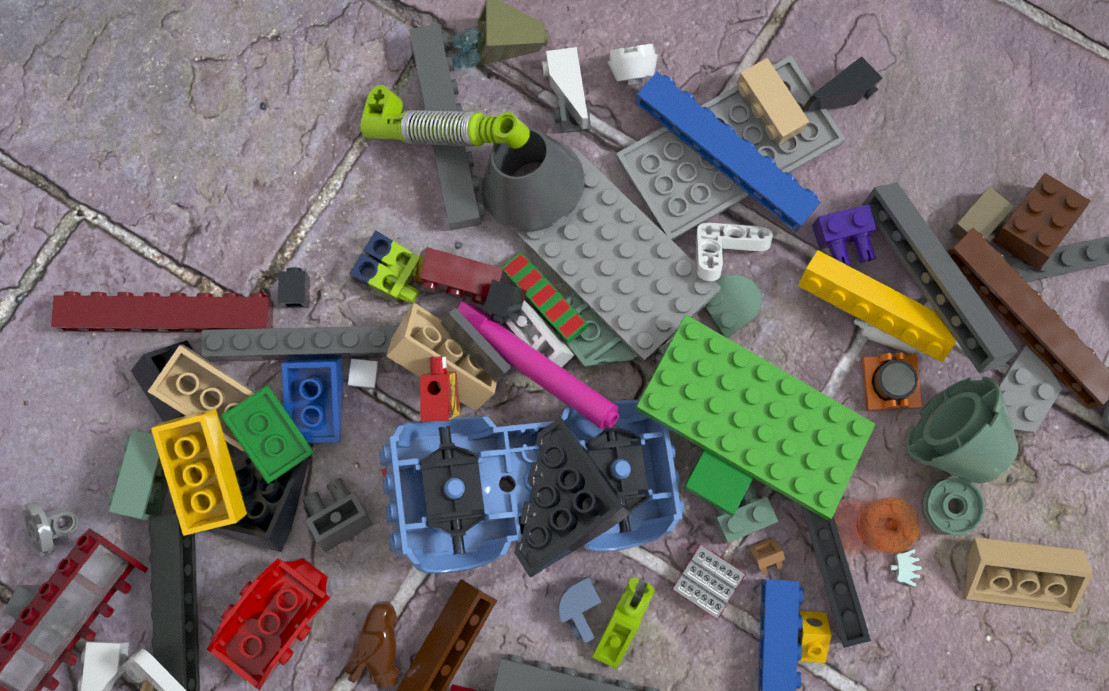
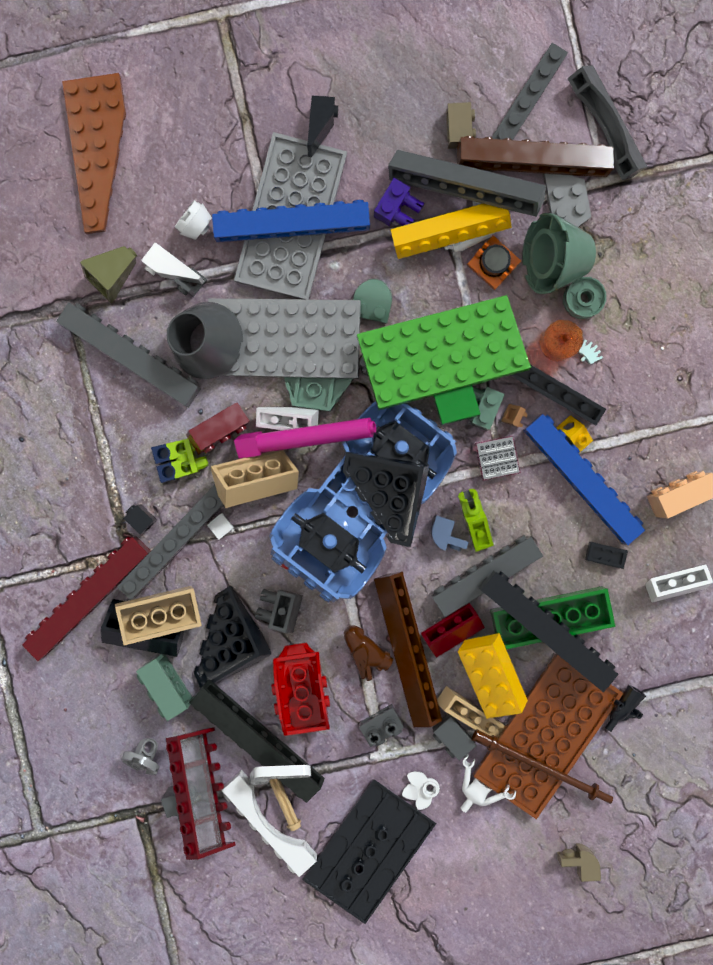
camera: 40 degrees left, 10 degrees up
(199, 472) = (191, 657): yellow brick -> none
(267, 434) = (205, 605): green tile -> none
(314, 397) = (209, 564): blue slope -> none
(384, 121) = (144, 348): lime piece -> none
(439, 403) = (277, 505): red torso -> none
(467, 41) = (92, 295): clear light blue piece -> none
(475, 344) = (264, 456): dark grey tile -> none
(504, 301) = (256, 418): black brick -> none
(545, 297) = (273, 395): tile -> none
(716, 237) = (332, 278): white beam -> none
(772, 102) = (288, 170): tan brick -> none
(1026, 574) = (653, 297): tan slope -> none
(1042, 221) = (493, 96): reddish brown brick -> none

